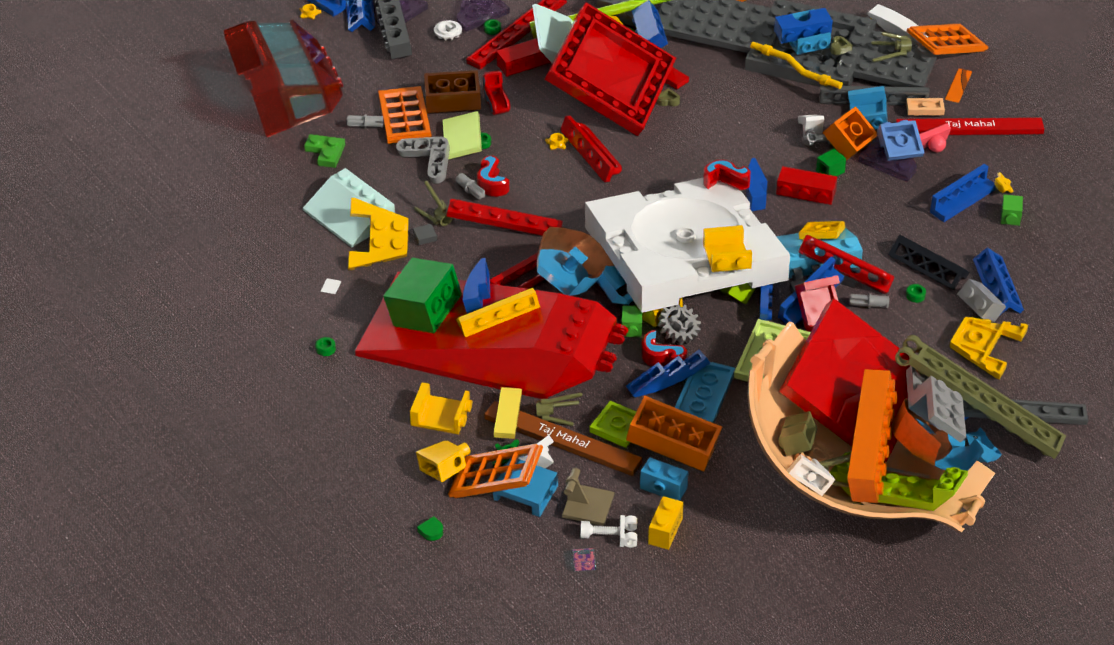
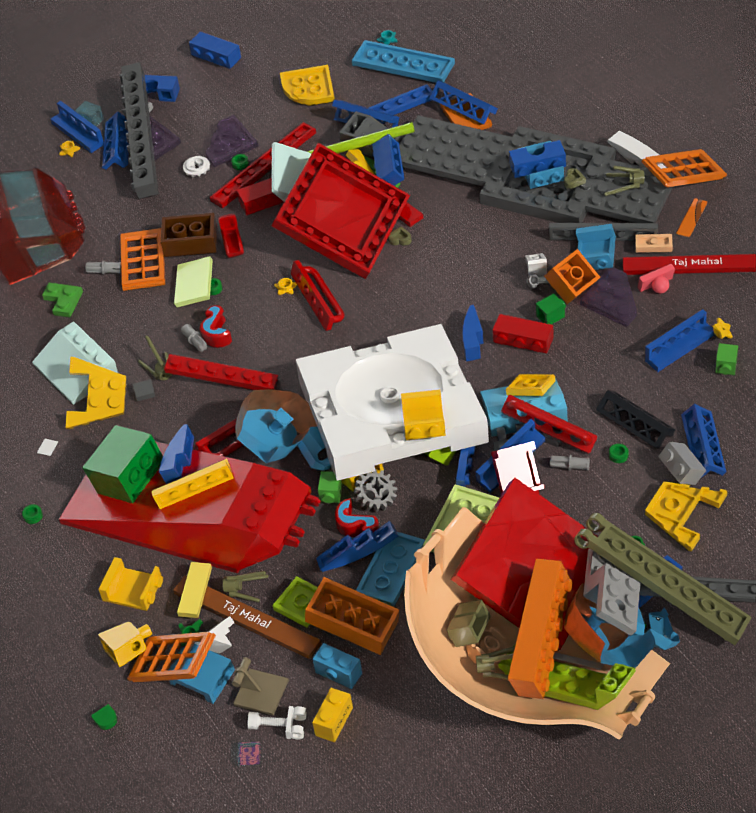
camera: 10 degrees right, 5 degrees up
(410, 146) = (163, 300): light grey beam -> none
(727, 173) = (437, 325): red animal -> none
(811, 474) = (474, 672): white slope -> none
(822, 79) = (552, 217): yellow bar -> none
(900, 140) = (621, 283): medium blue plate -> none

